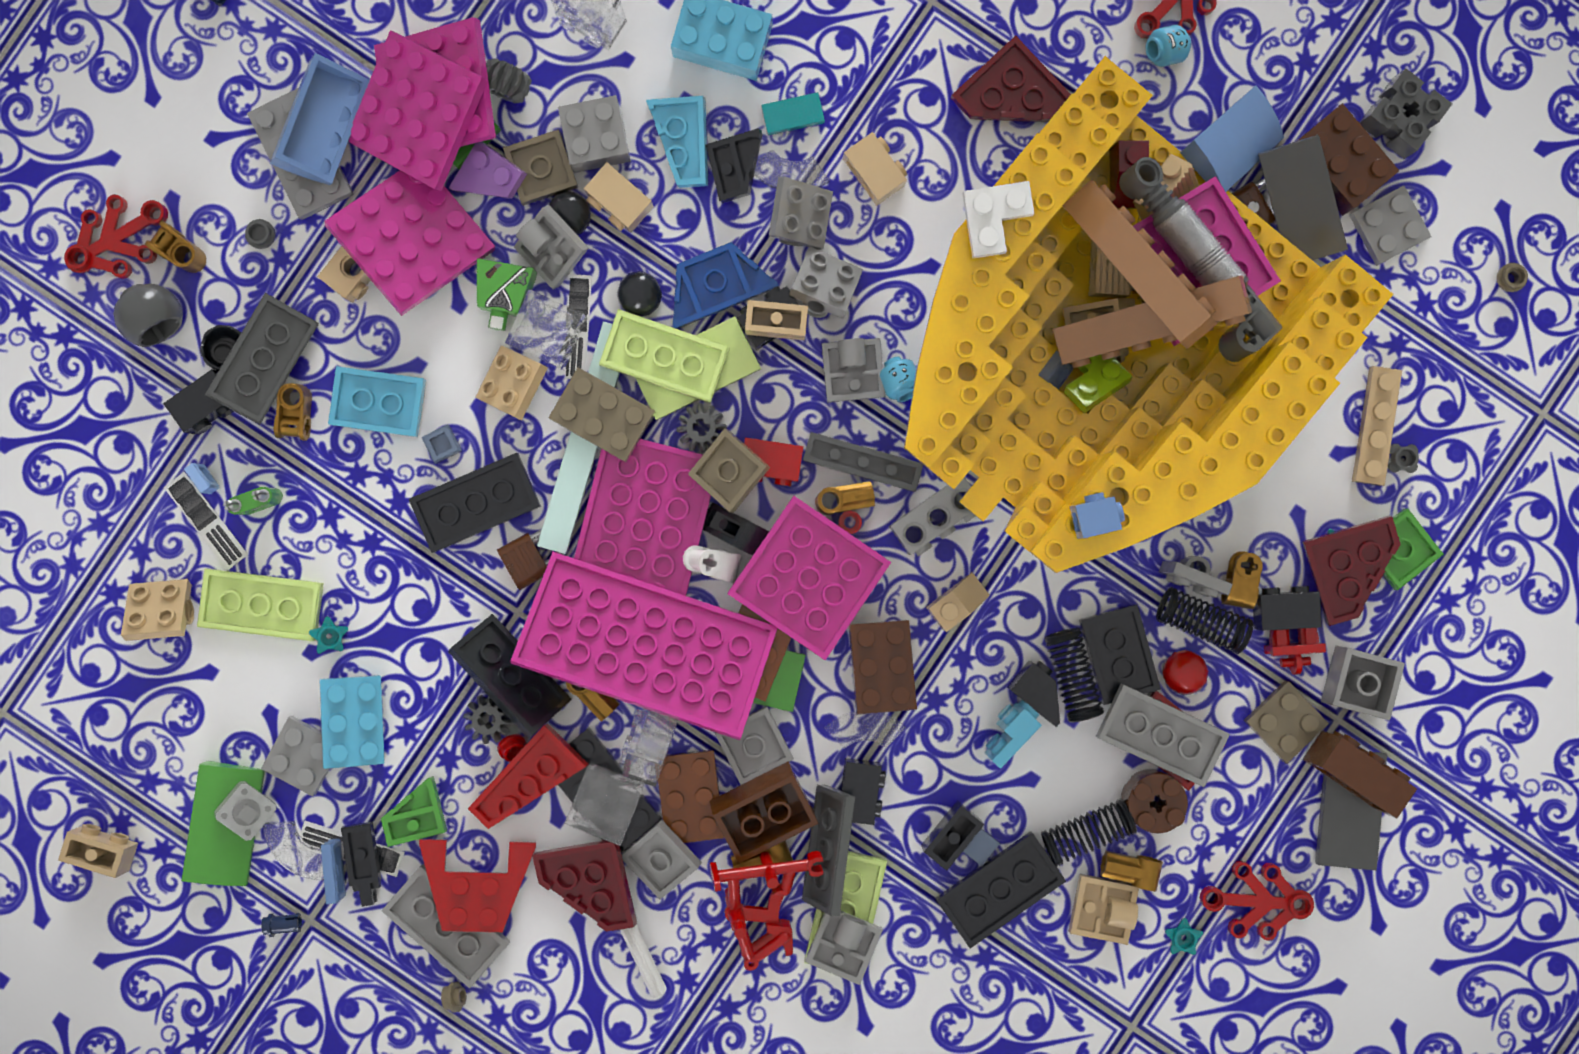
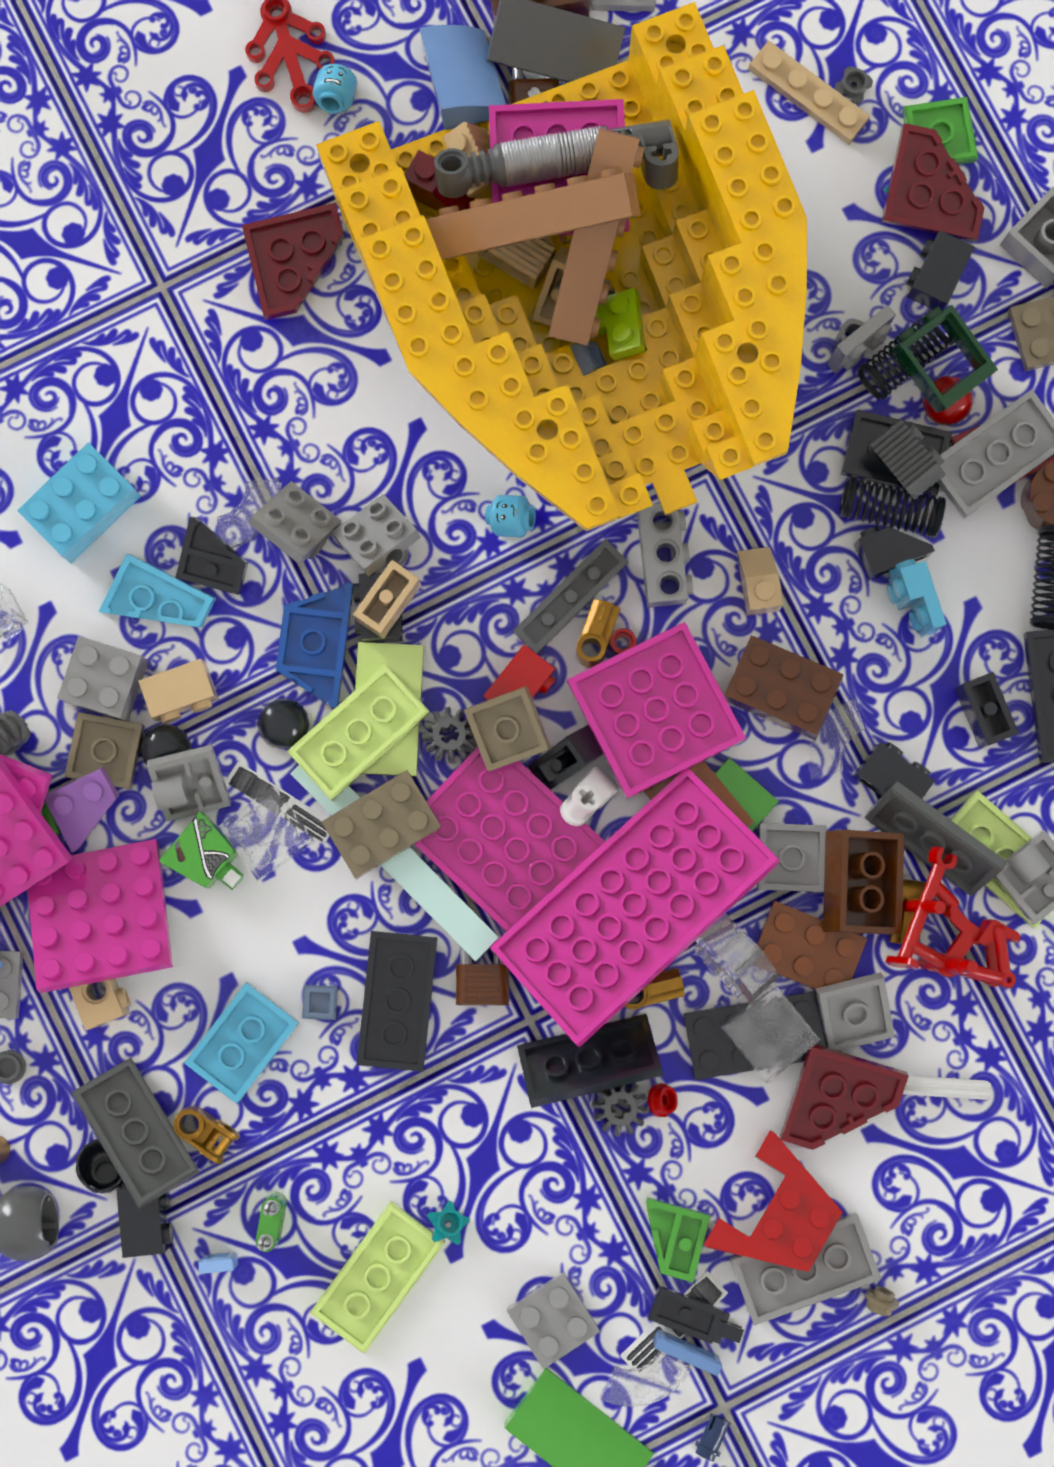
camera: 60 degrees left, 5 degrees down
(157, 610) = (325, 1383): tan plate -> none
(205, 521) = (262, 1285): sticker -> none
(245, 810) = (577, 1408): piece -> none
(351, 721) = (547, 1248): medium azure plate -> none
(511, 382) = (299, 896): tan plate -> none
(531, 773) = (699, 1094): red wing -> none
(793, 113) = (193, 478): teal tile -> none
(853, 369) = (475, 557): light grey plate -> none
(875, 168) = (292, 427): tan brick -> none
(981, 847) = (1014, 690): sand blue tile -> none
(988, 208) = (404, 324): white plate -> none
(1097, 516) = (755, 381): medium blue brick -> none
(1117, 667) = (908, 459): none -> dark grey brick
(1225, 686) = (965, 340): none -> dark green window
(1244, 580) = (891, 293): pearl gold piece -> none
(1307, 643) = (983, 269): red hips -> none

